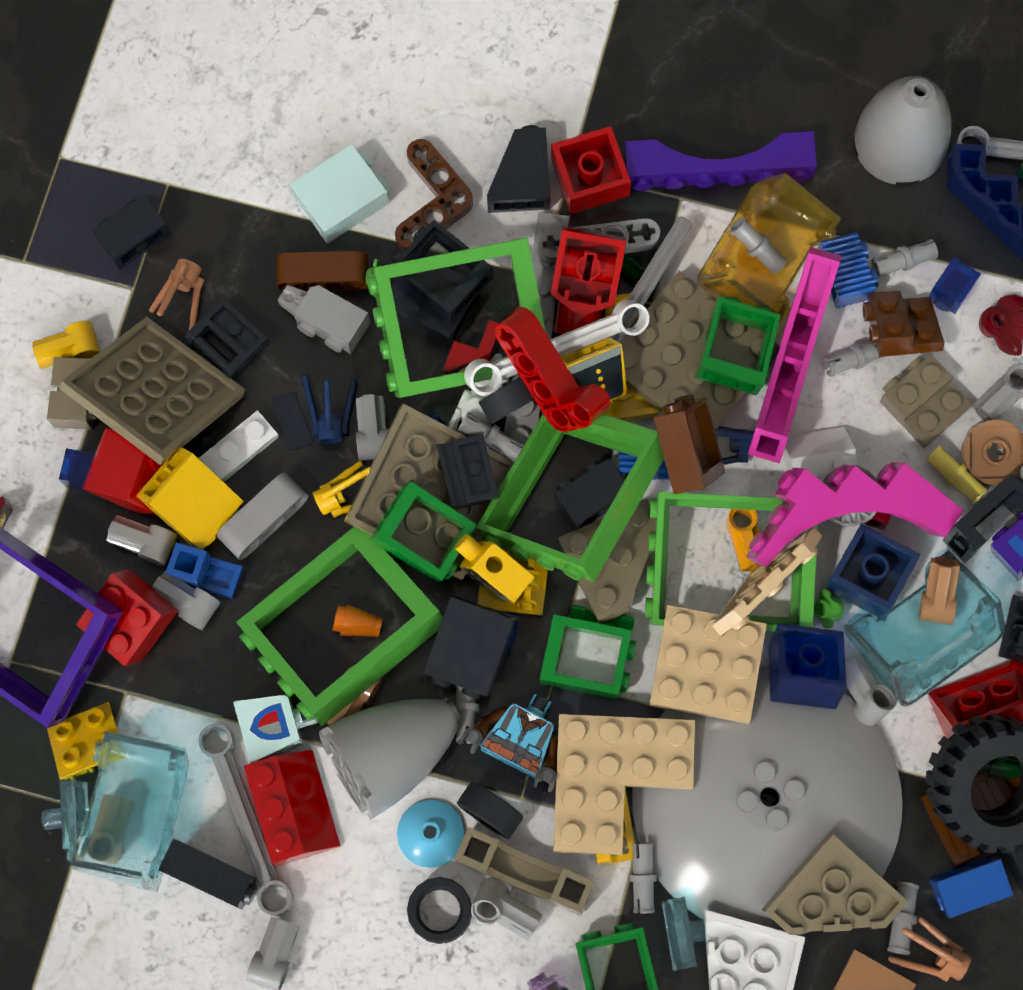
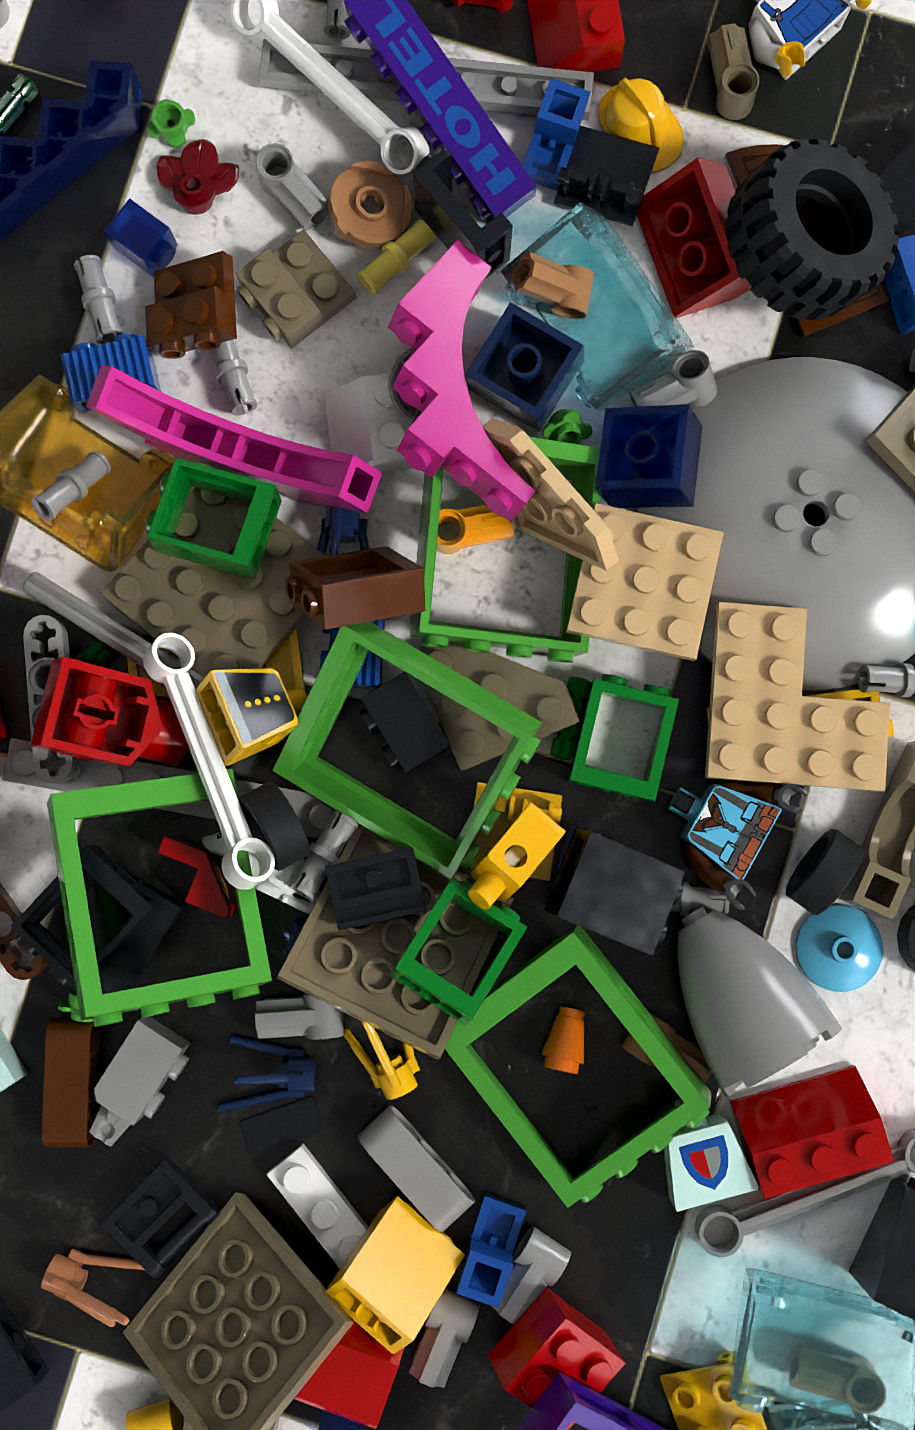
camera: 90 degrees left, 10 degrees up
(547, 376) = (254, 773): red beam -> none

